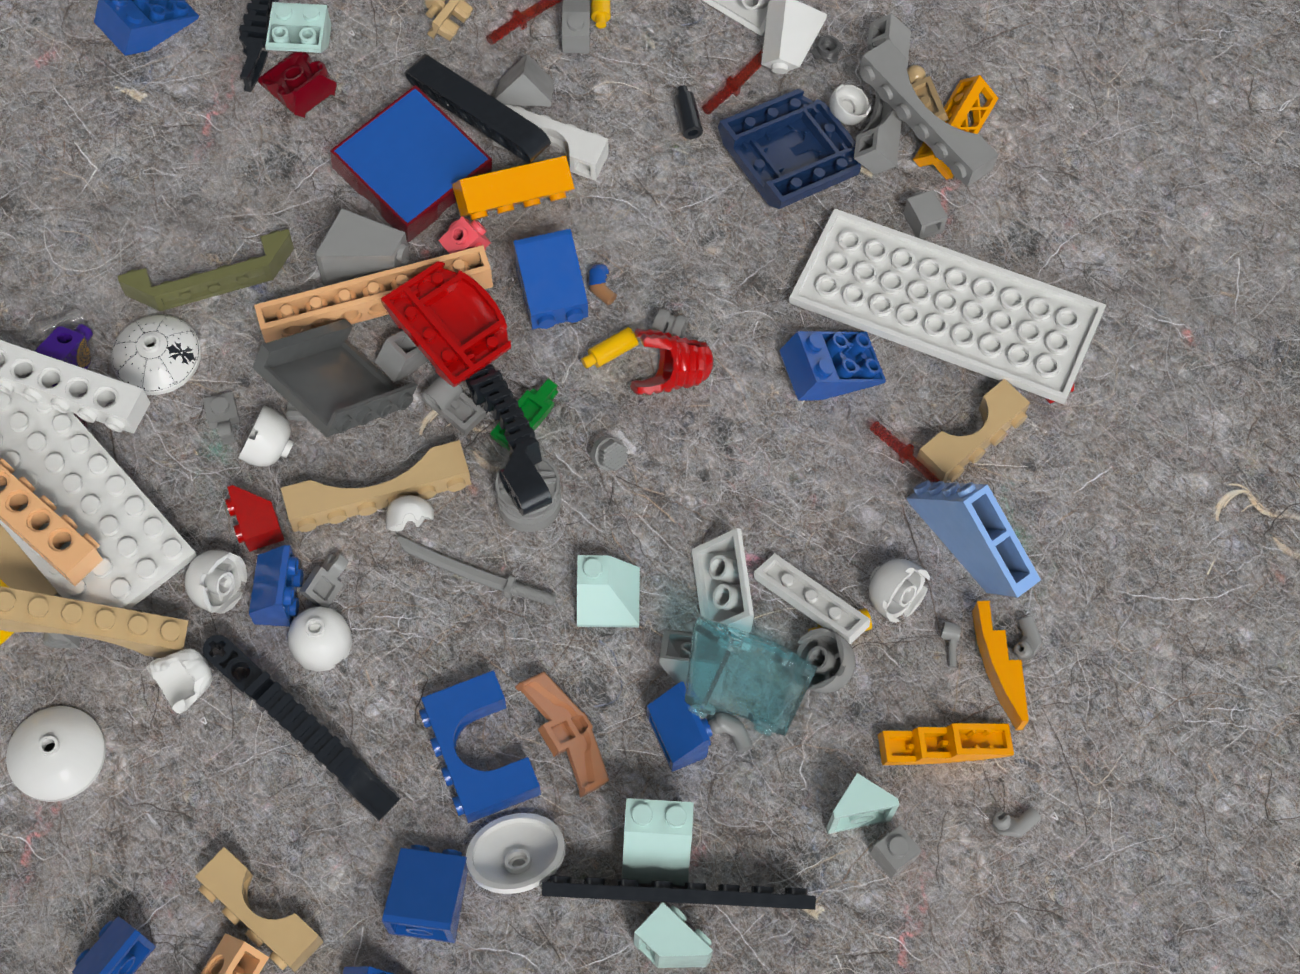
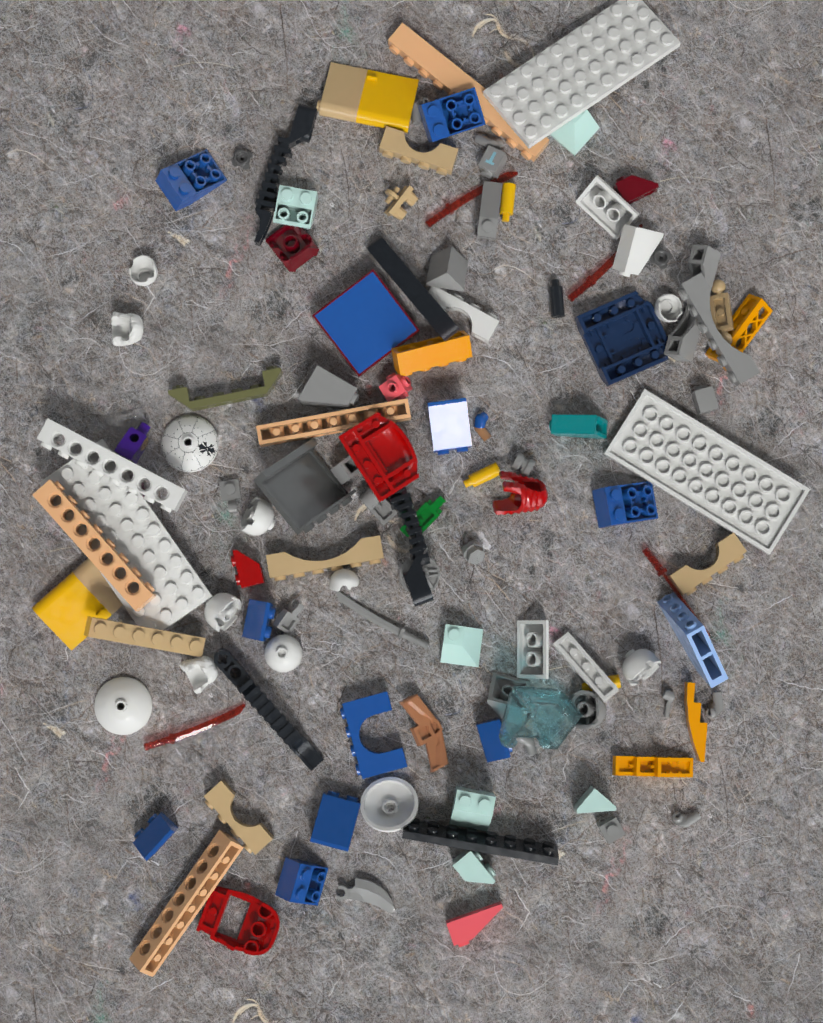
camera: 10 degrees right, 20 degrees up
(53, 204) = (126, 328): none -> white hair
(78, 130) = (143, 270): none -> white hair
(177, 777) = (172, 738): none -> clear red sword
(746, 264) = (579, 426): none -> teal slope

